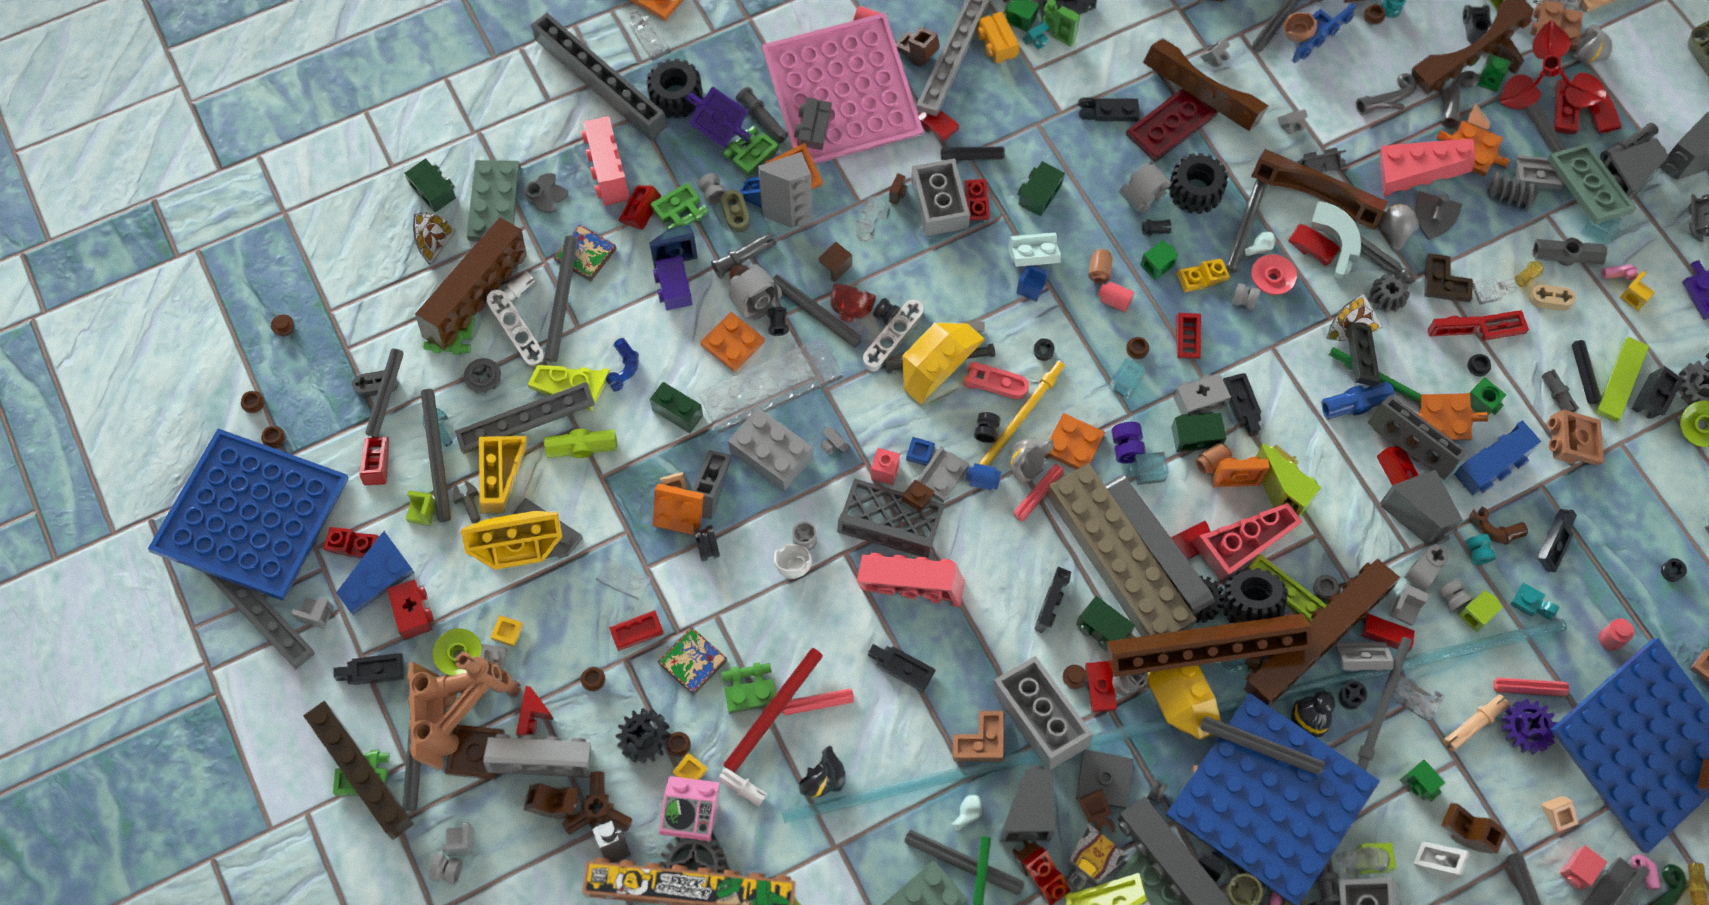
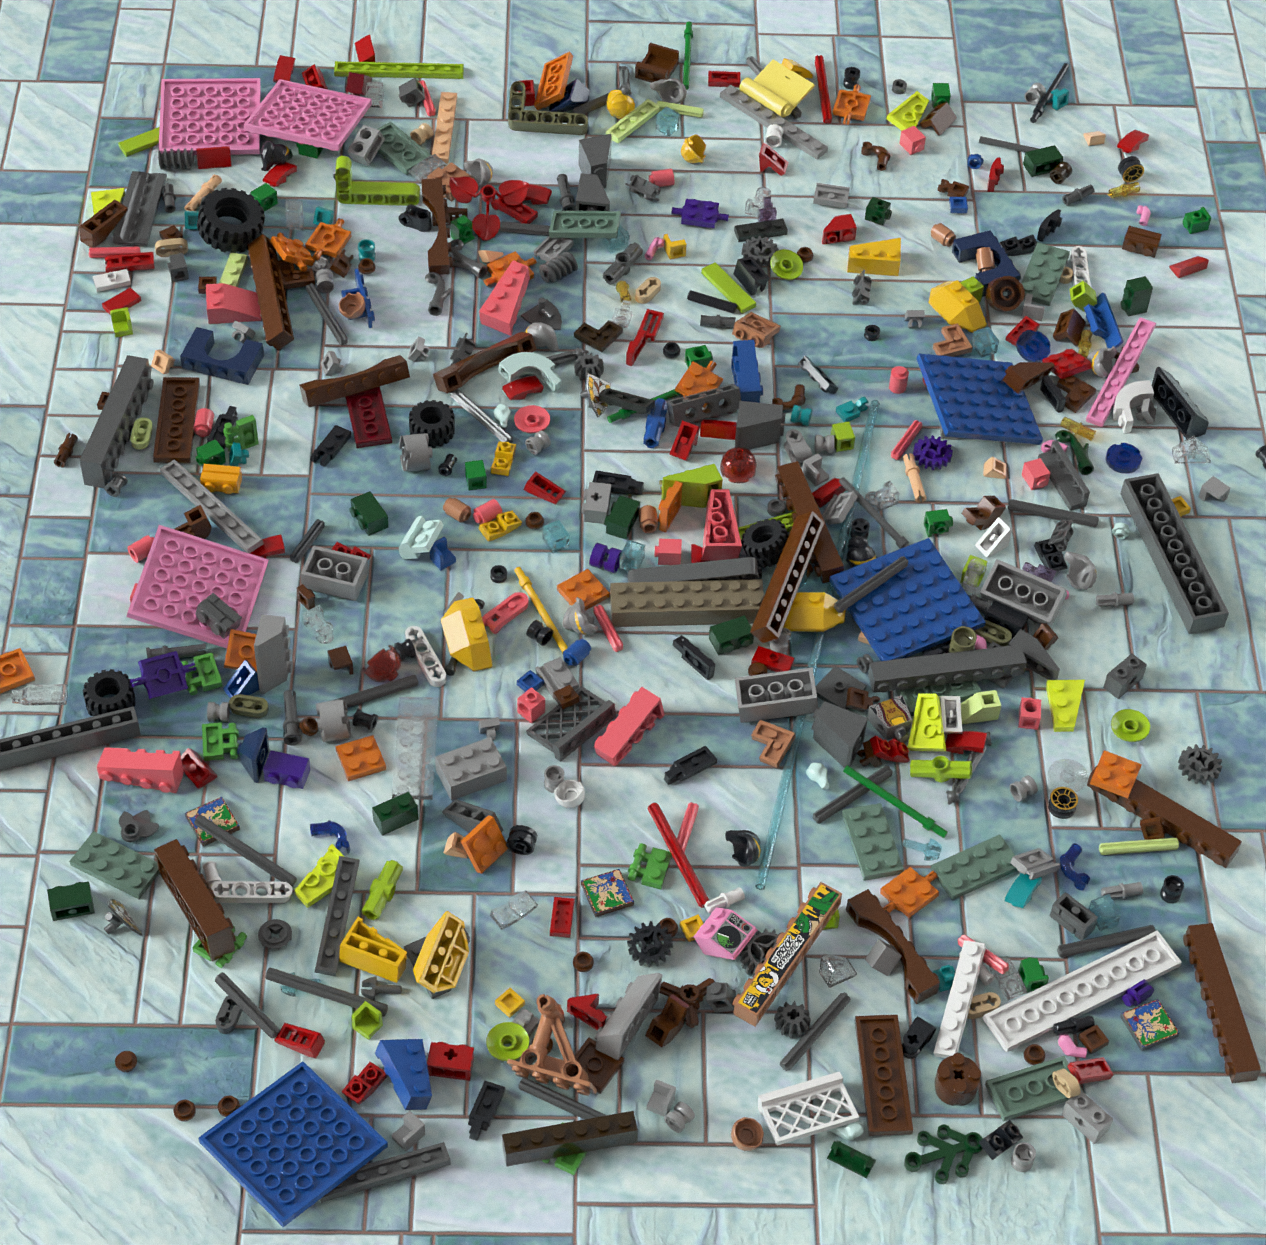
camera: 65 degrees left, 15 degrees down
(1113, 321) = (504, 524): none -> yellow slope
(1181, 503) = (668, 551): none -> coral brick
(1349, 442) = (684, 441): none -> red slope
(1358, 517) = (738, 465): none -> clear red cylinder

